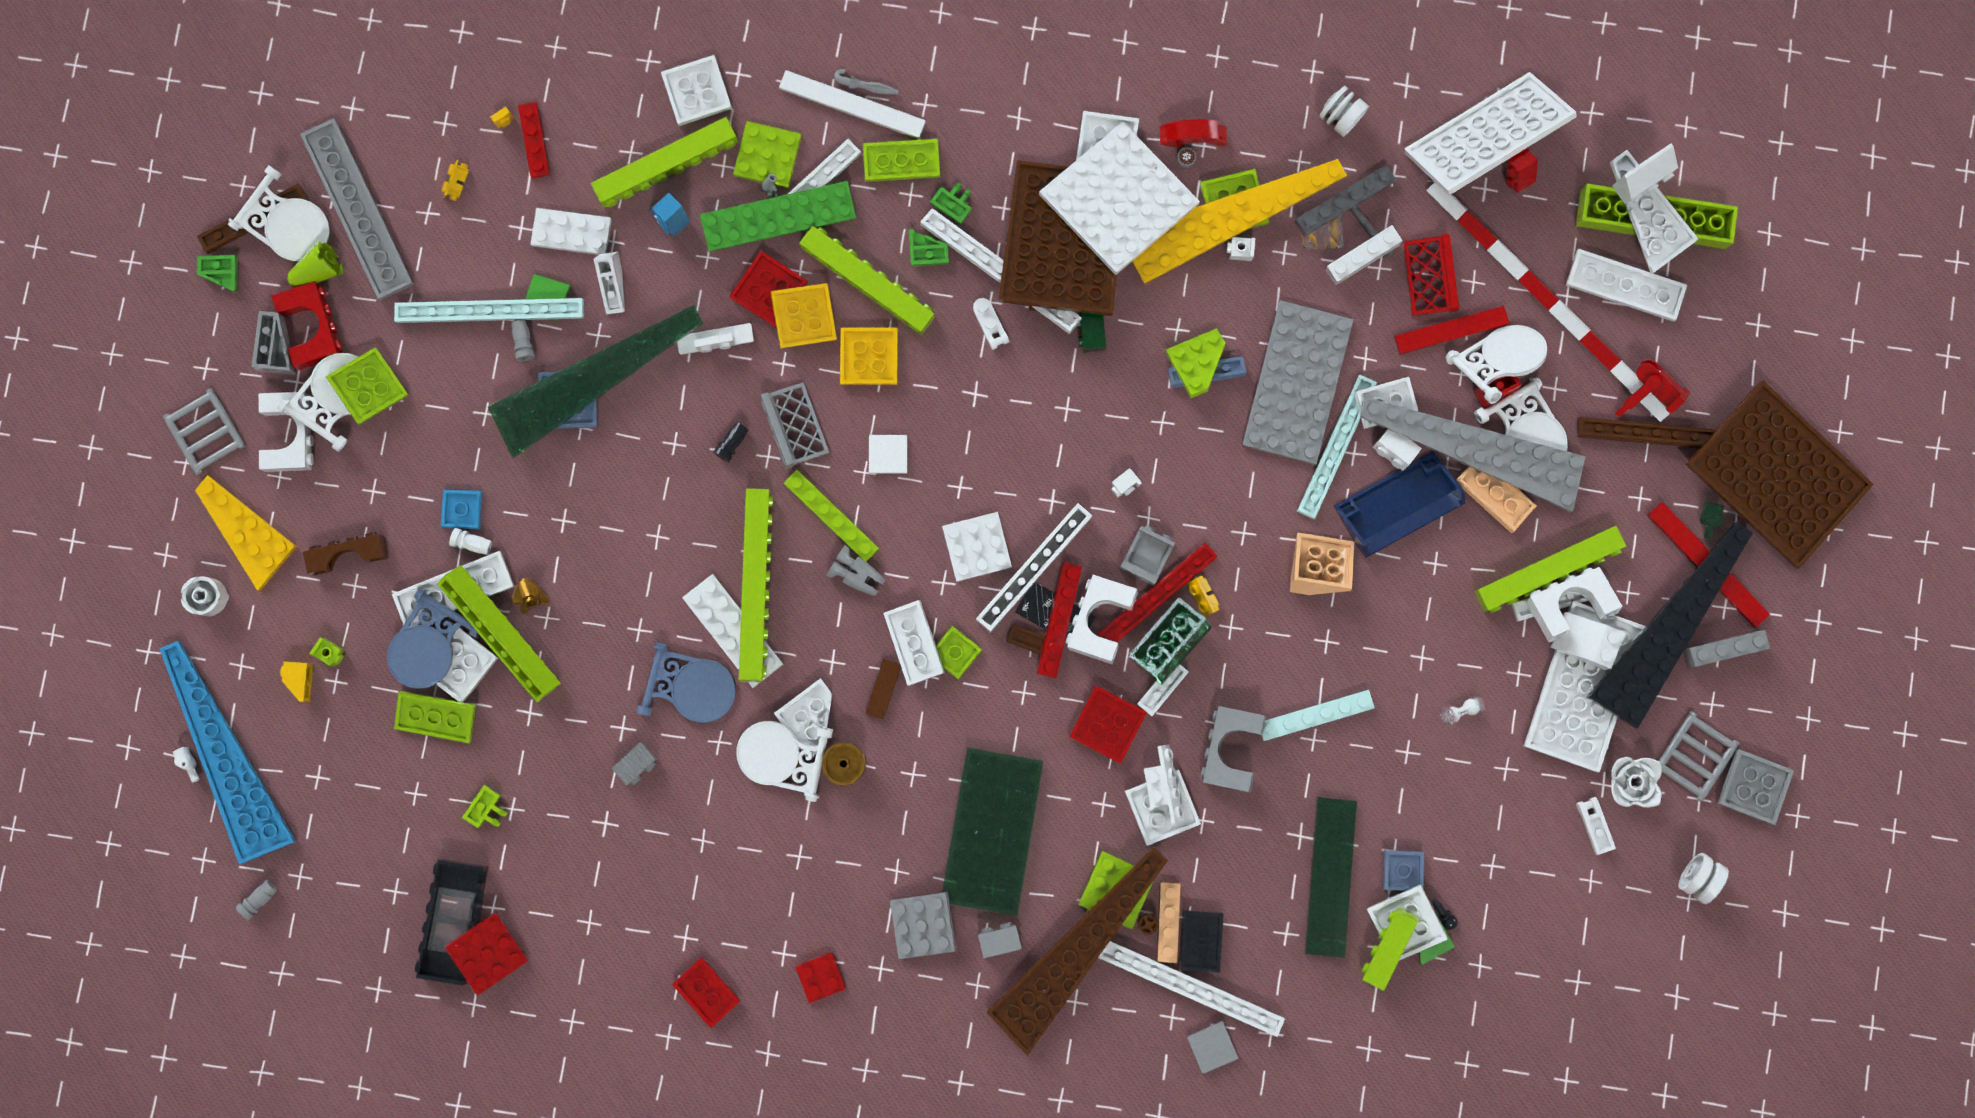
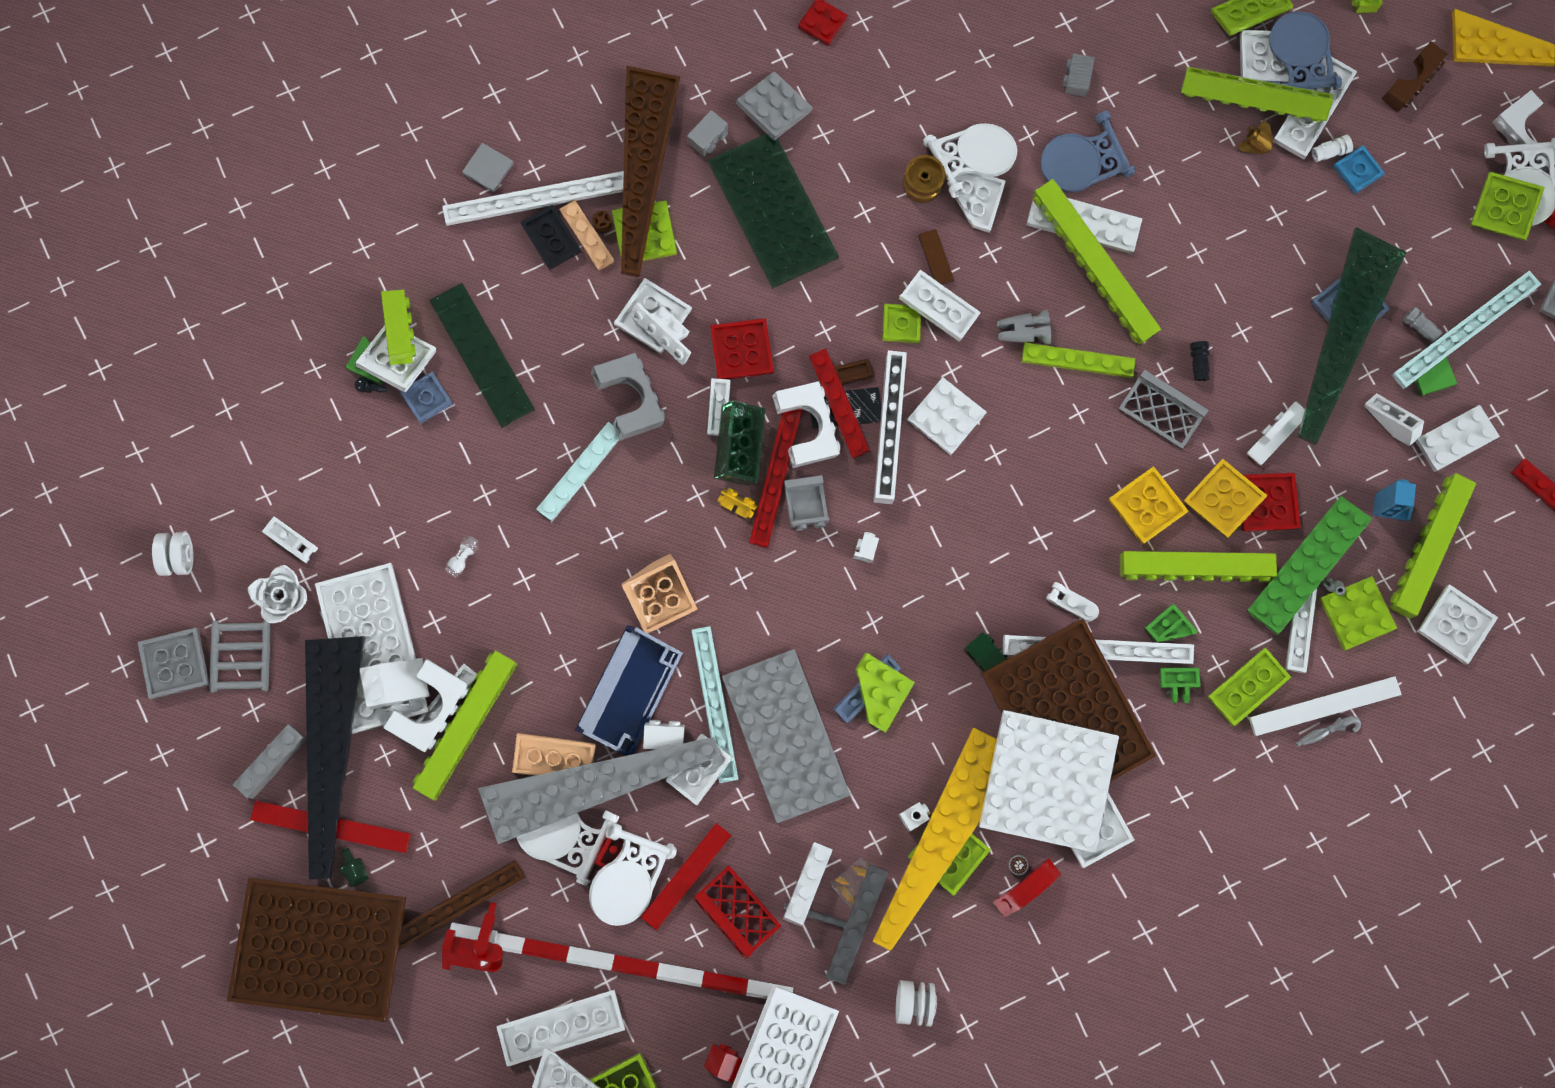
camera: 135 degrees right, 5 degrees down
(887, 454) = (1072, 439): white tile -> none

